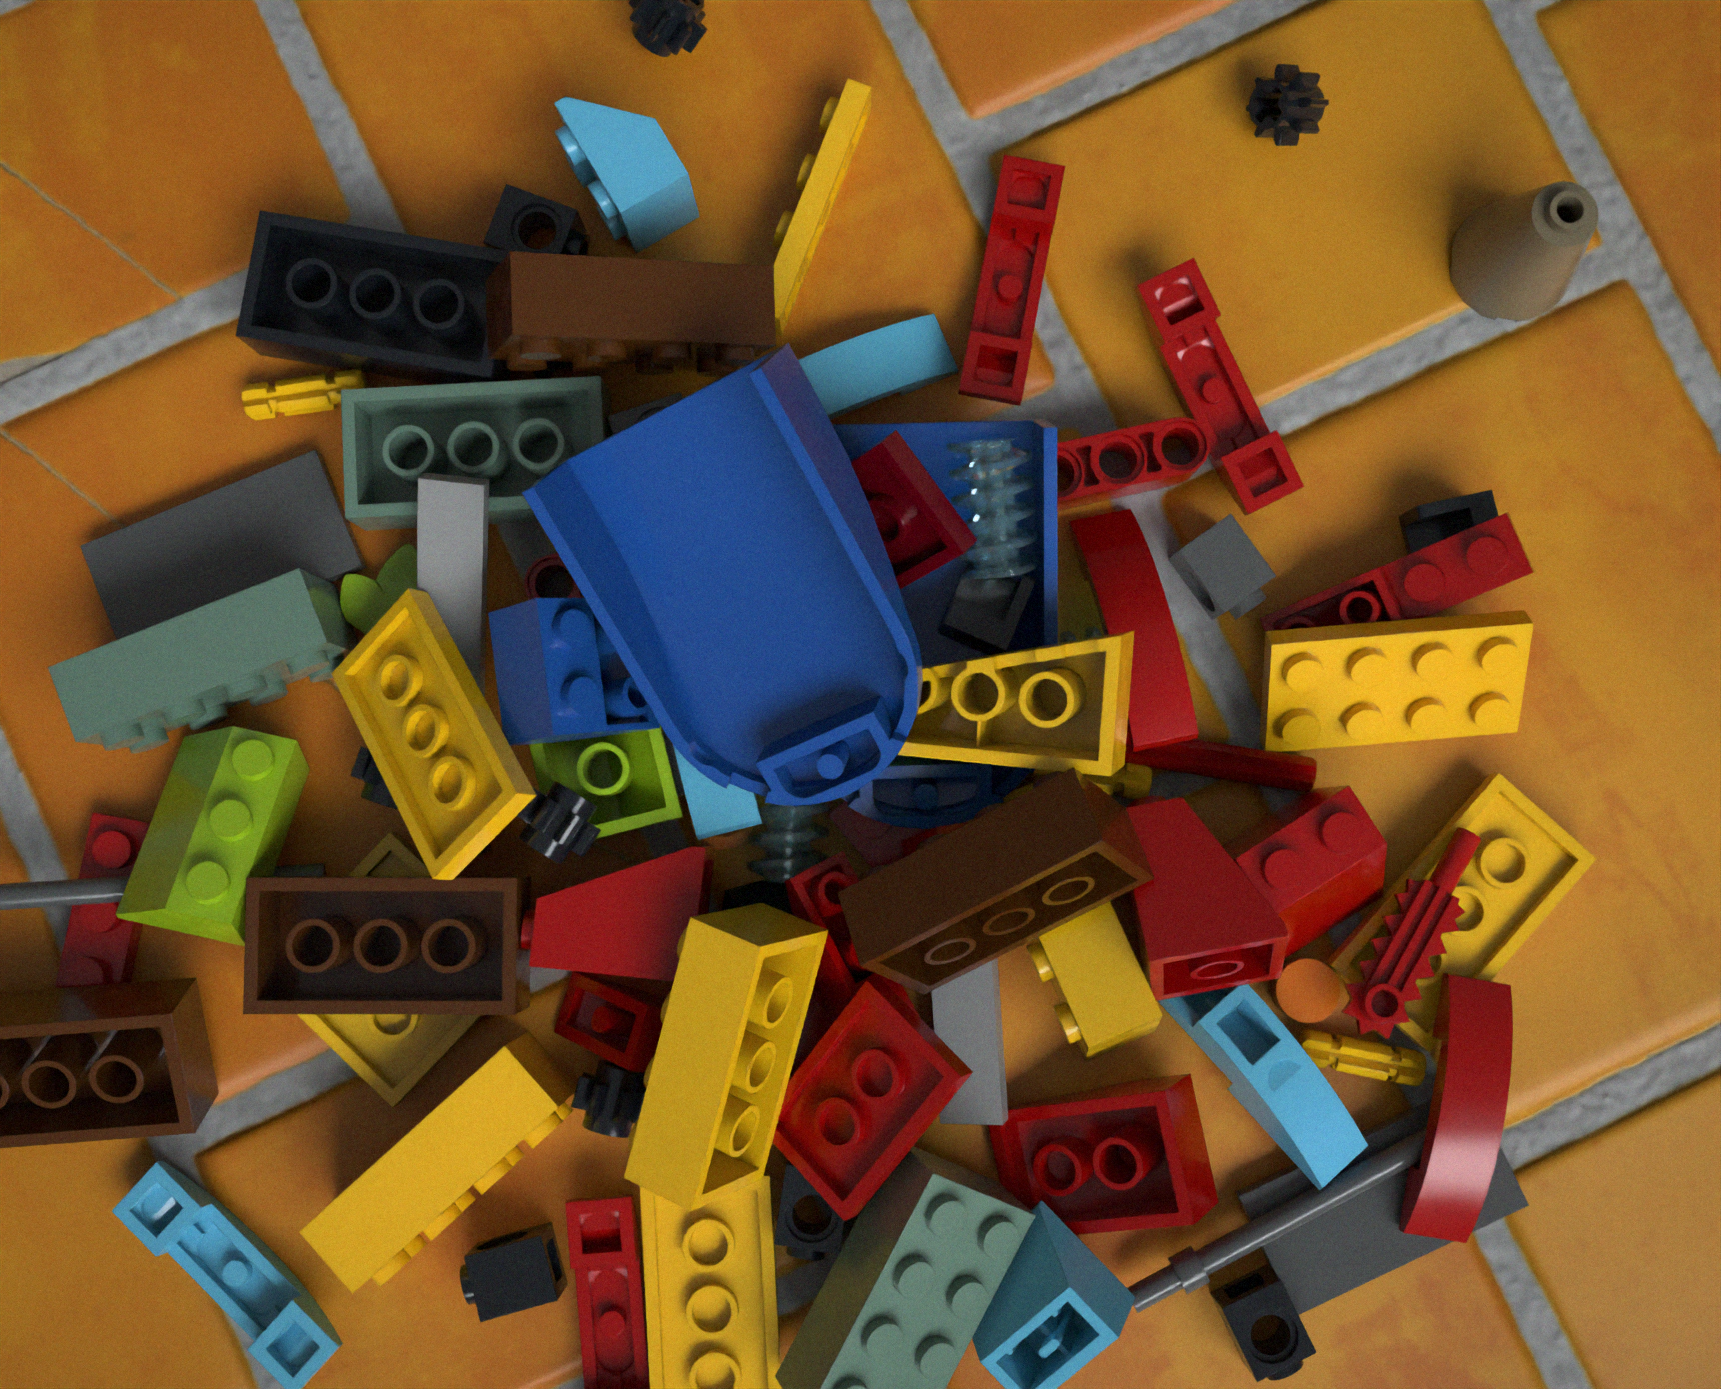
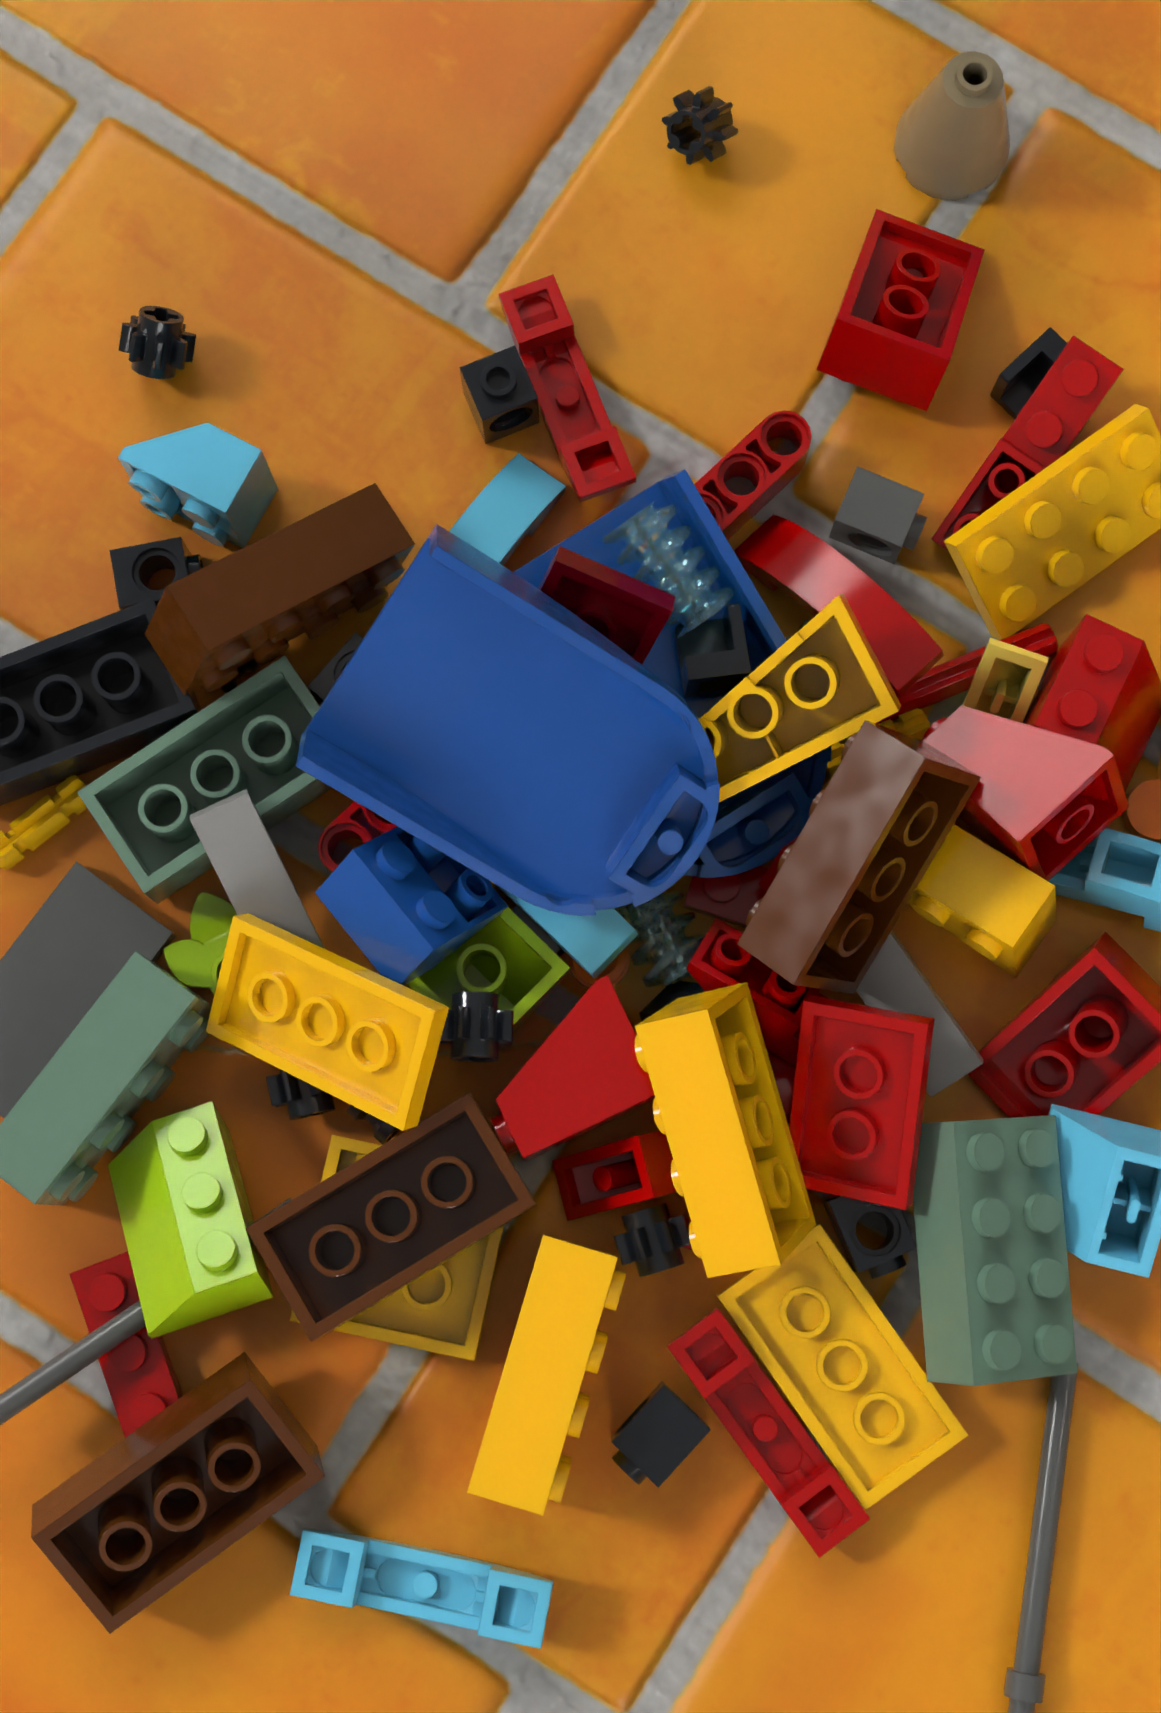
camera: 30 degrees left, 5 degrees down
(820, 184) = (362, 401): yellow plate -> none
(947, 249) = (500, 394): none -> black brick
(1212, 388) = (778, 380): red slope -> none
(1237, 797) = (1005, 680): none -> light yellow slope
(1365, 390) = (901, 310): none -> red slope

